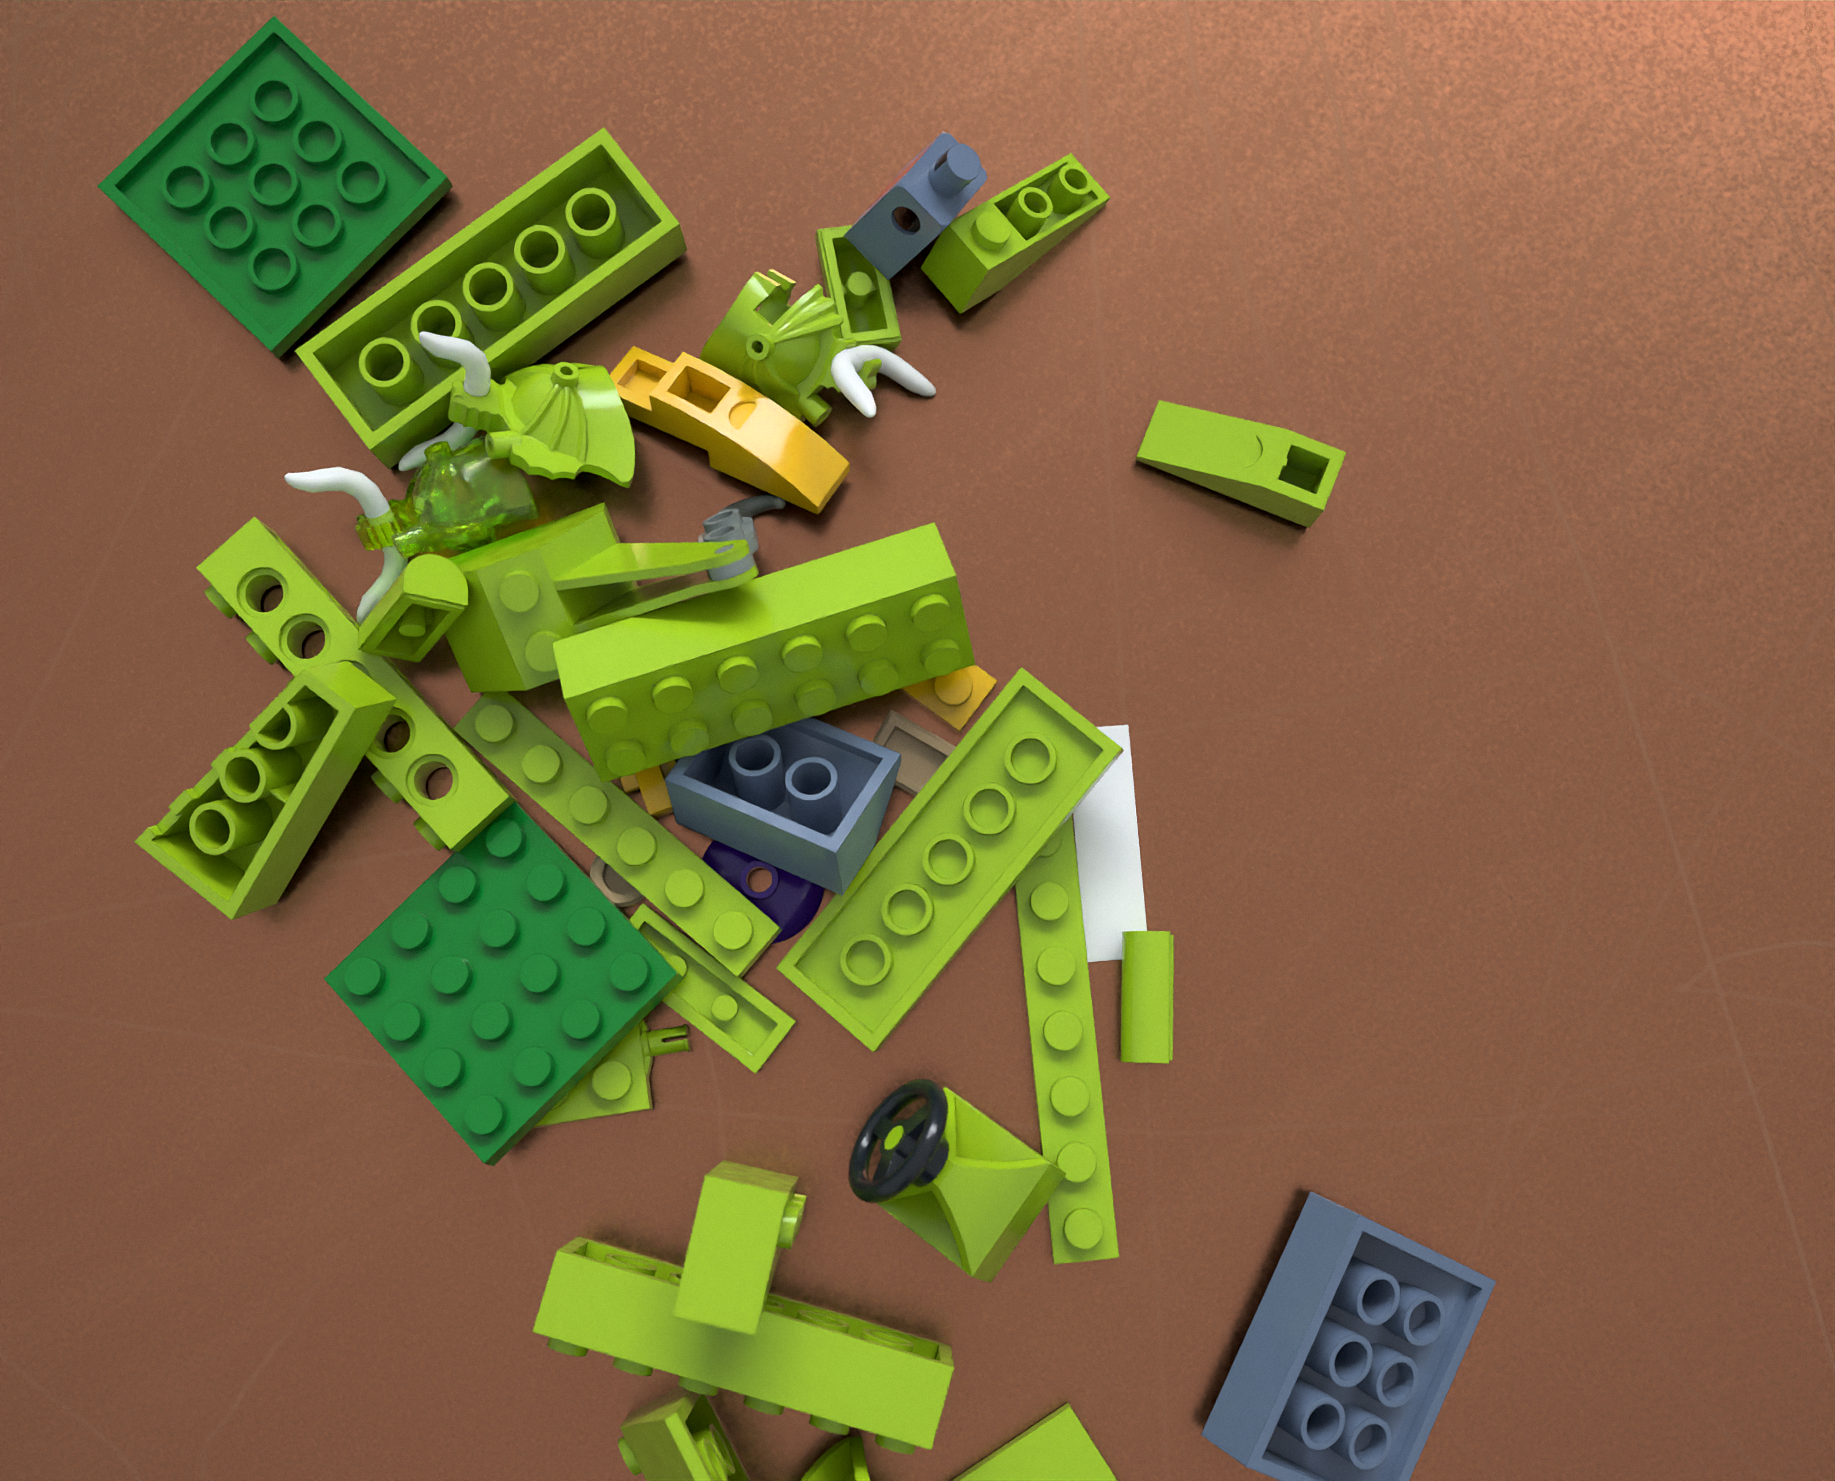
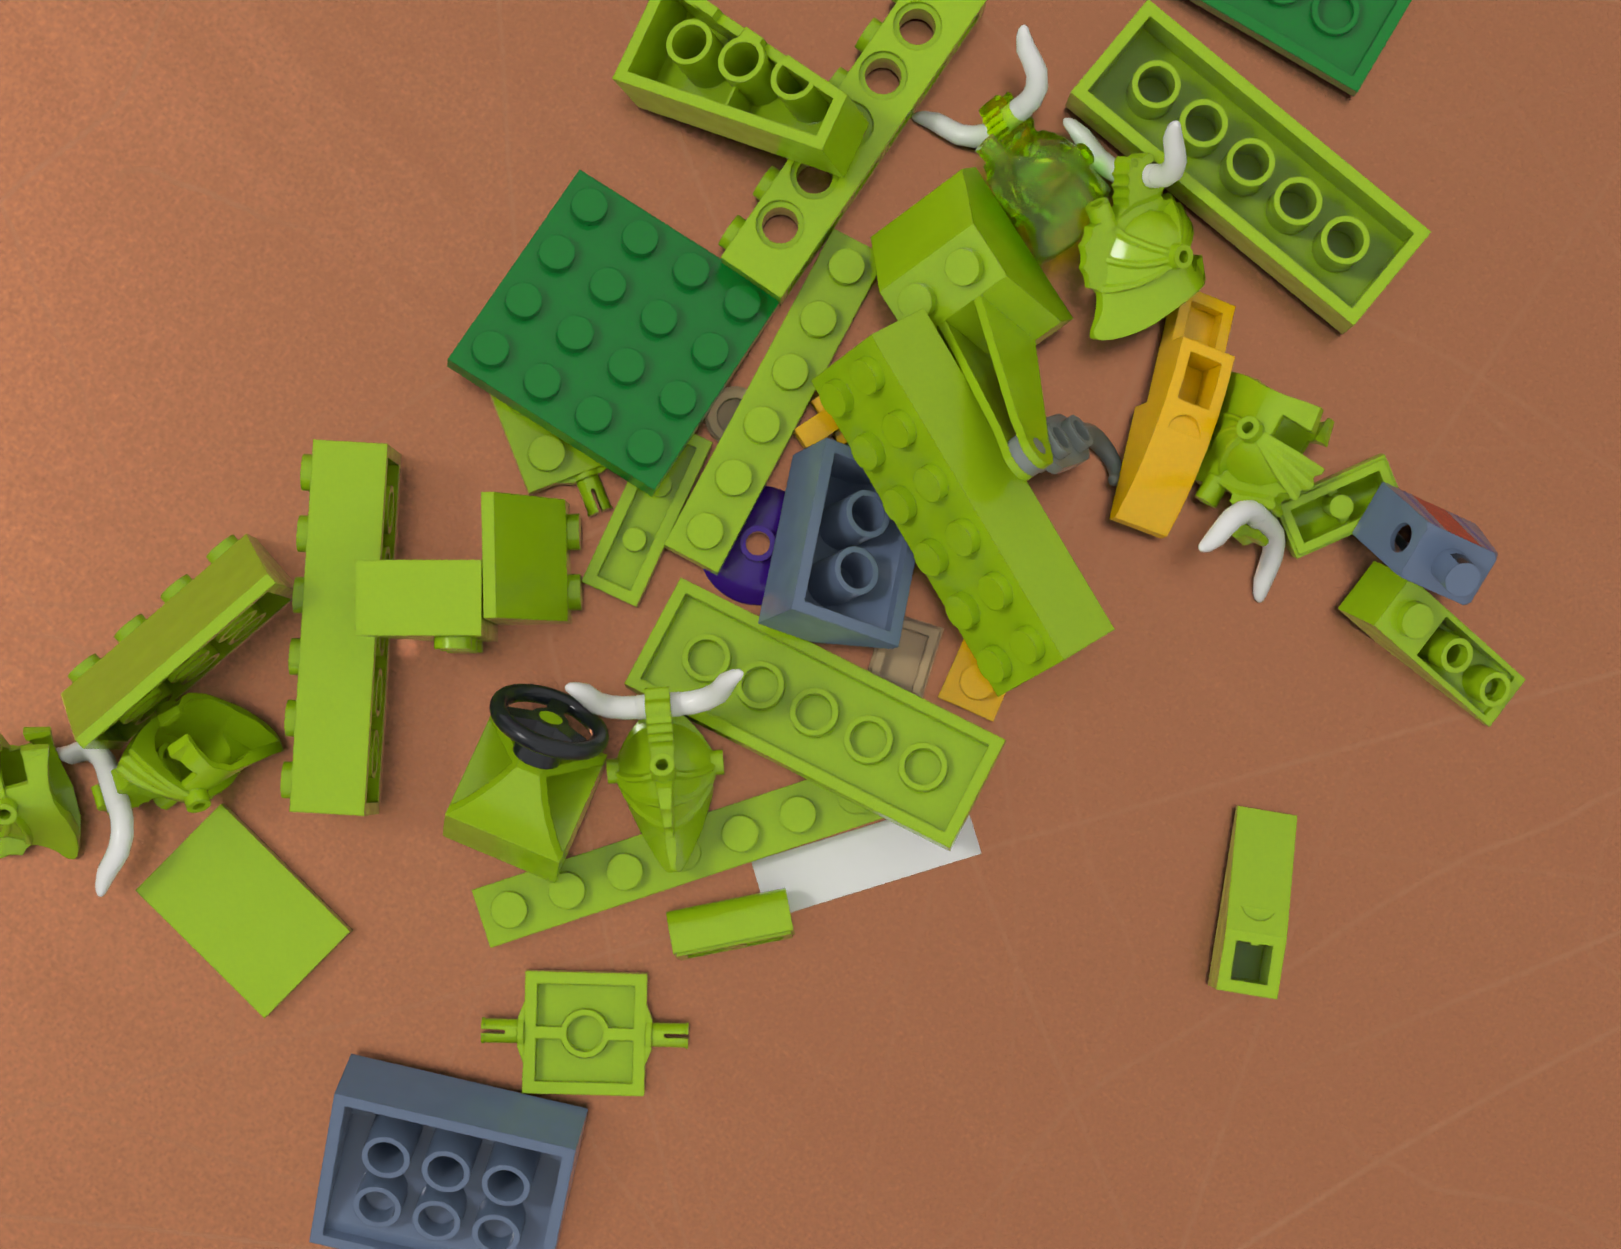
camera: 75 degrees right, 5 degrees up
(415, 609) = (929, 173): lime brick -> none
(718, 1124) = (529, 559): none -> lime slope
(964, 1026) = (664, 761): none -> lime helmet
(1229, 1177) = (585, 1032): none -> lime plate

